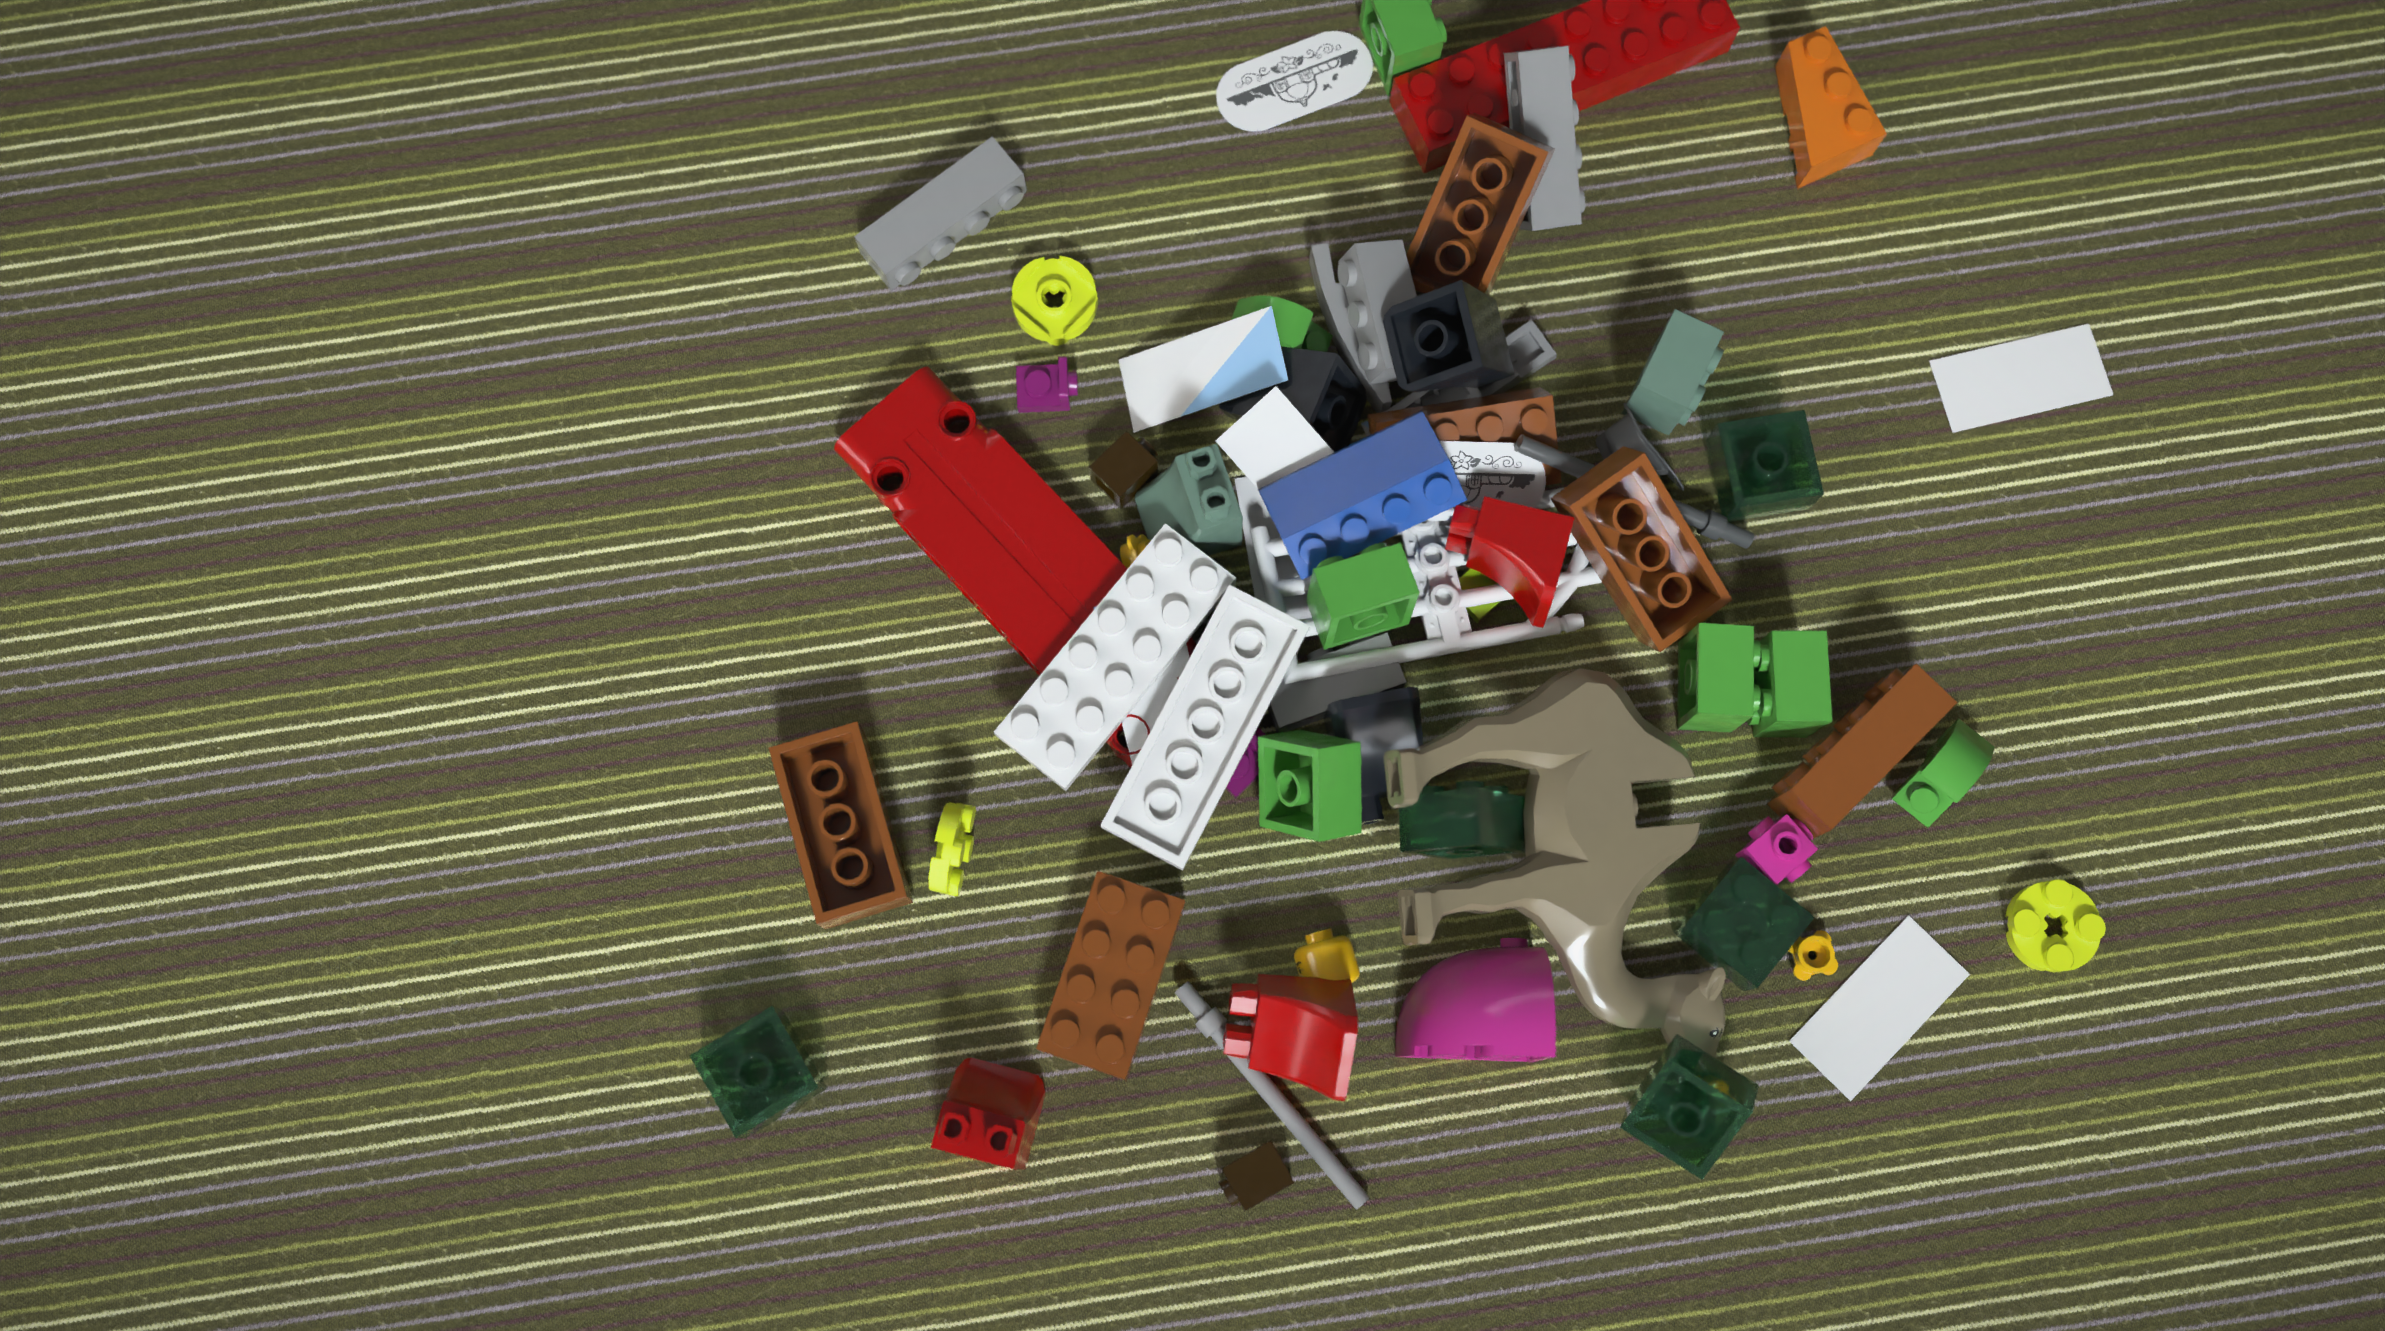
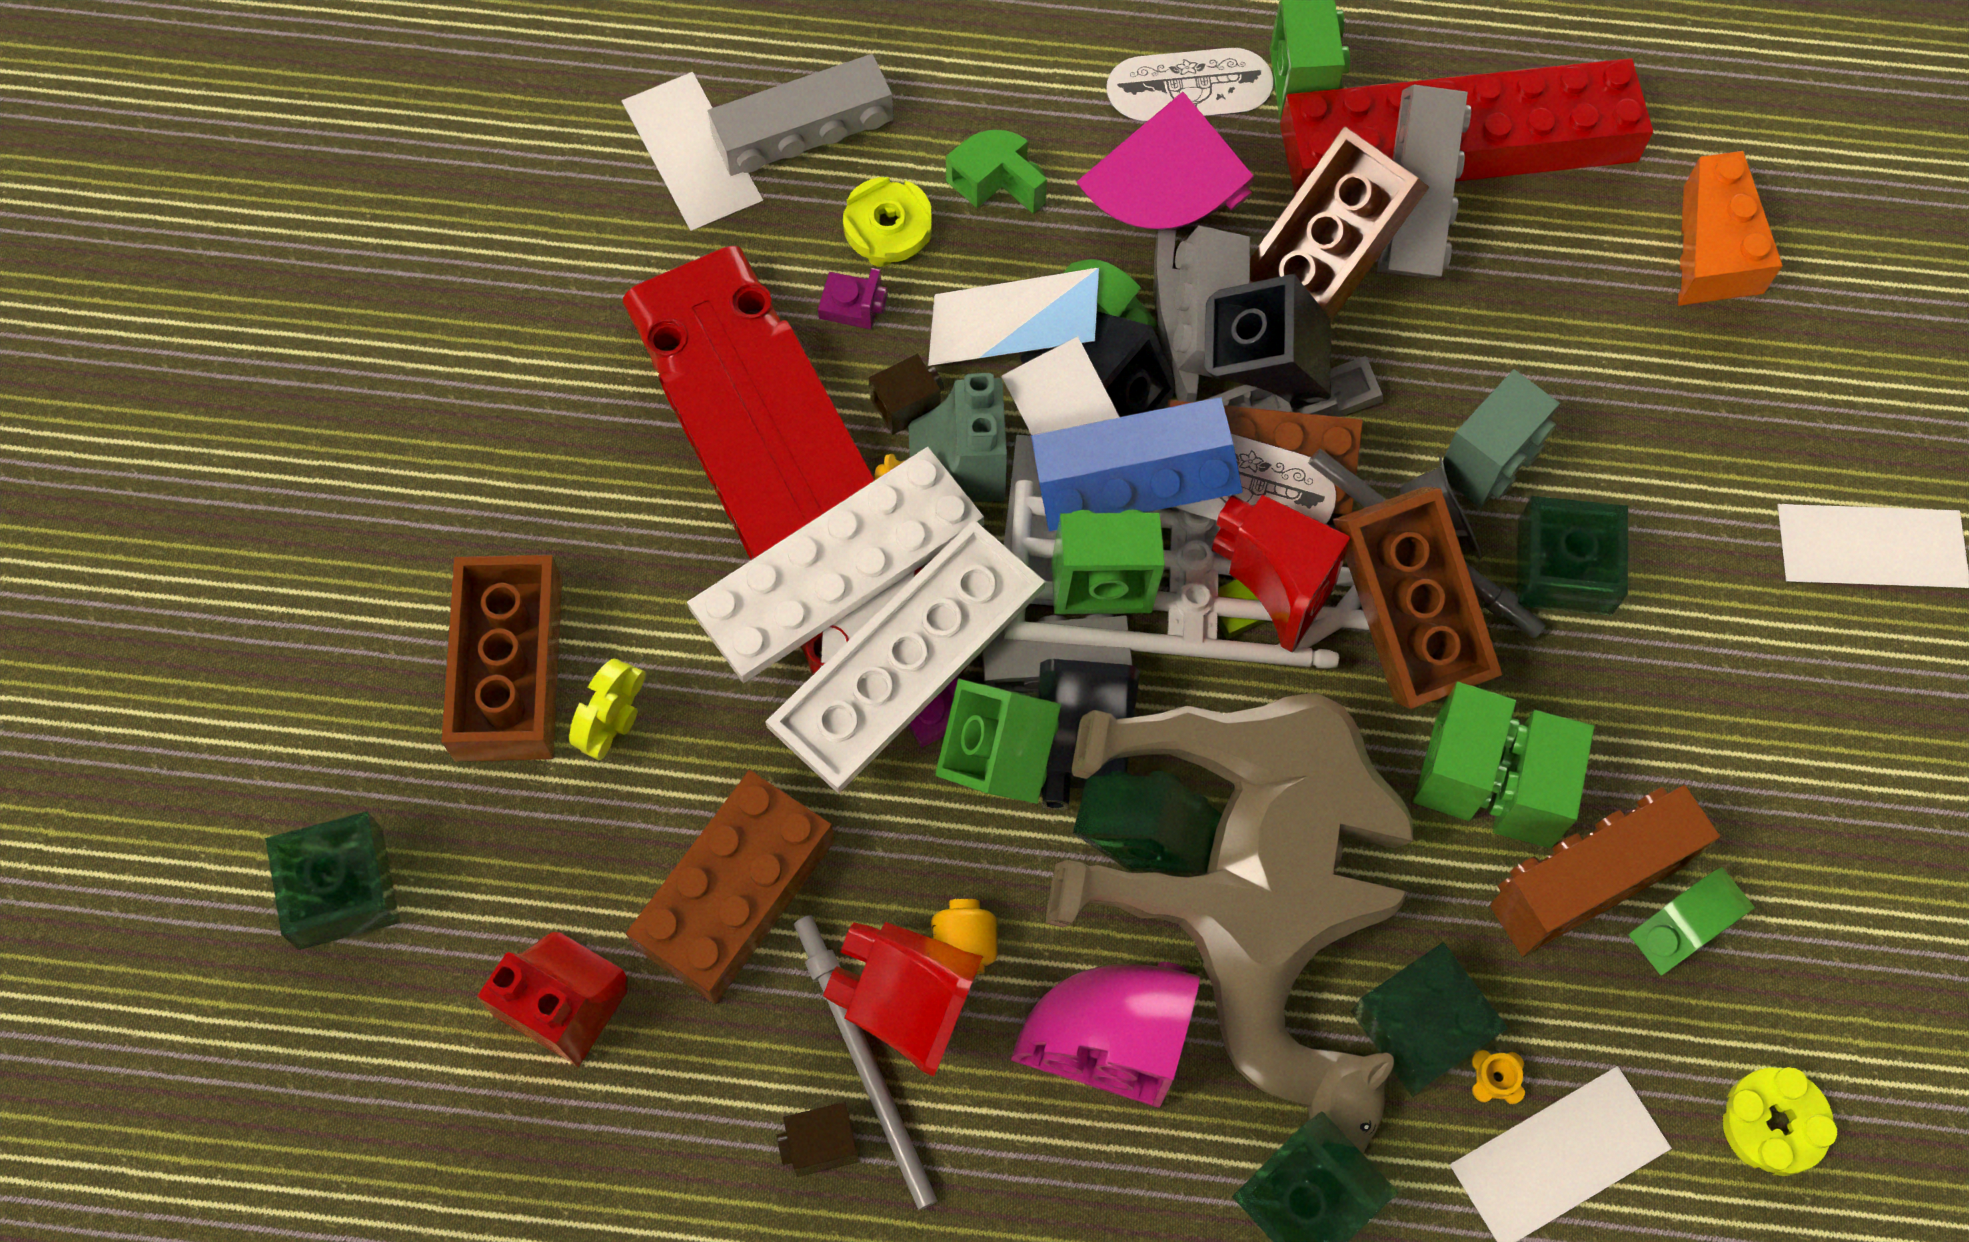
camera: 15 degrees right, 10 degrees down
(824, 256) = (680, 142): none -> white sticker
(1137, 213) = (994, 162): none -> bright green brick
(1310, 194) = (1169, 172): none -> dark pink brick
(1779, 848) = (1490, 948): dark pink brick -> none

